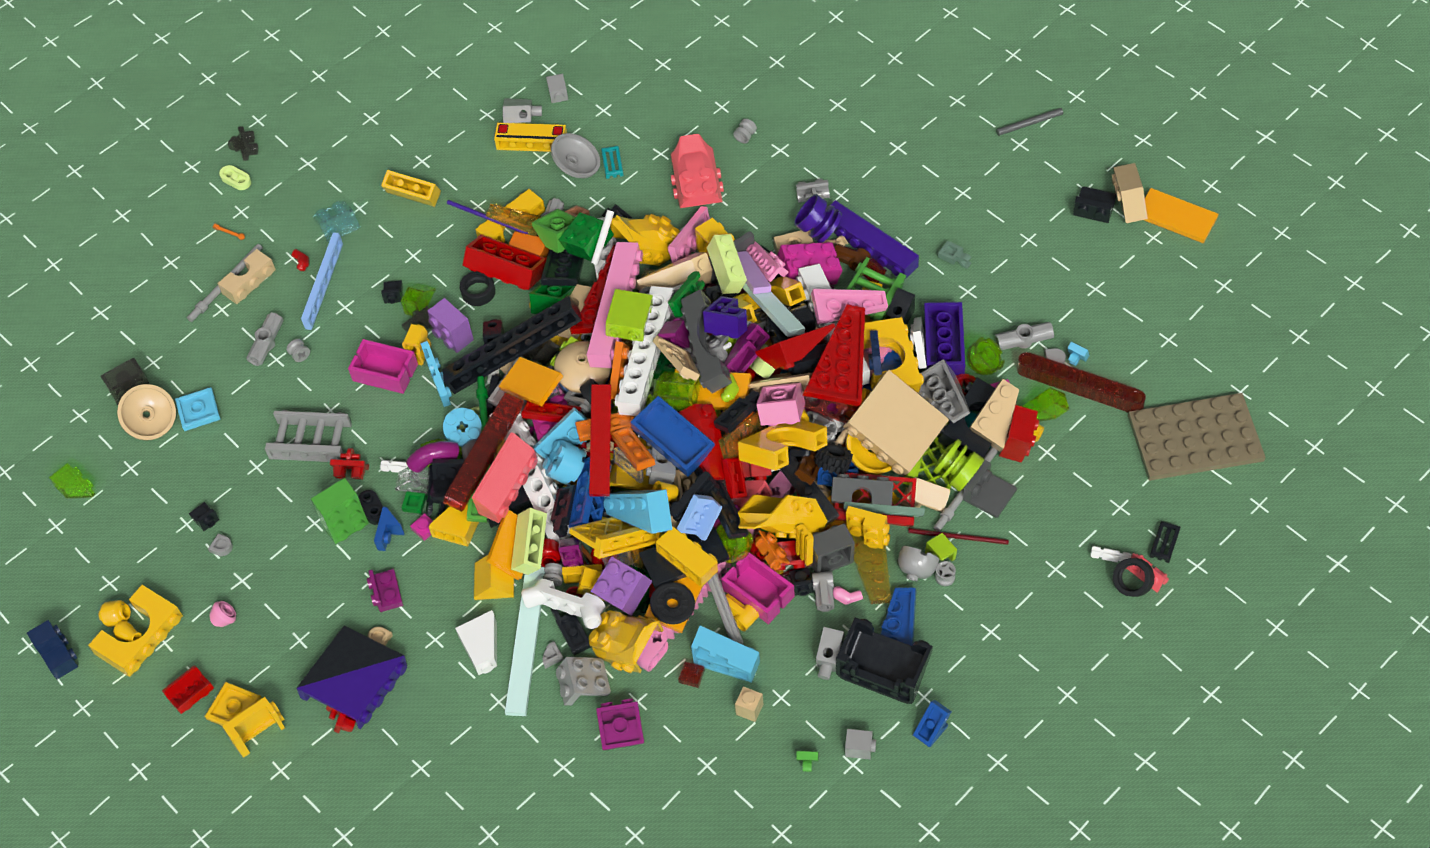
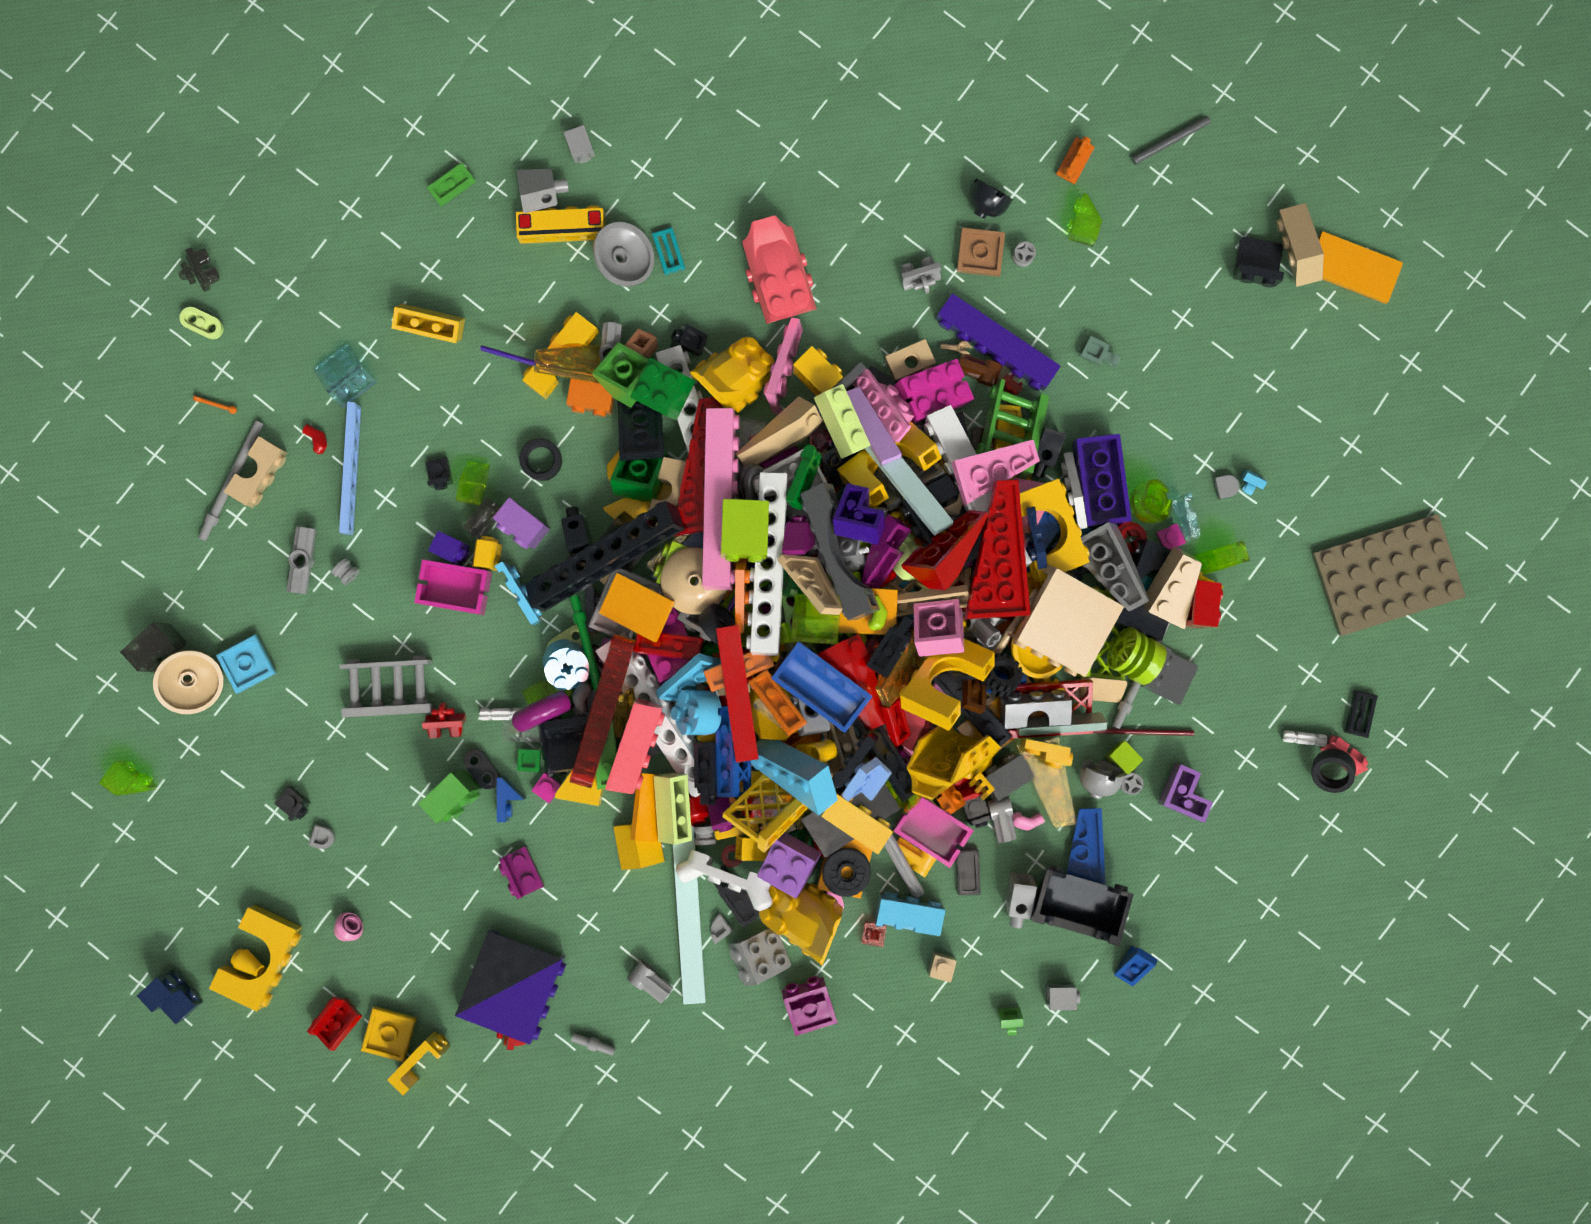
camera: 15 degrees left, 30 degrees up
(114, 612) = (225, 940): yellow head -> none
(380, 635) = (527, 929): tan tile -> none
(386, 332) = (450, 548): none -> dark purple brick
(415, 738) = (593, 1044): none -> light grey bar
(452, 106) = (451, 184): none -> bright green plate
(476, 686) = (646, 979): none -> light grey piece
(480, 641) = (640, 927): white slope -> none
(504, 262) = (568, 428): red brick -> none
(602, 237) = (685, 394): white bar -> none
(745, 130) = (826, 190): light grey wheel -> none
(787, 633) = (968, 872): none -> tile
(817, 218) = (939, 334): dark purple wheel -> none
(864, 180) = (980, 252): none -> medium nougat plate
(874, 144) = (988, 200): none -> black cylinder
(899, 184) = (1025, 249): none -> light grey wheel
(950, 127) = (1075, 159): none -> orange hinge
(952, 167) = (1086, 223): none -> clear neon green slope
(990, 586) = (1179, 794): none -> medium lavender brick
(1015, 369) = (1188, 518): none -> clear light blue wing
(1024, 335) = (1203, 458): light grey piece -> none
(1072, 380) = (1269, 521): clear red beam -> none

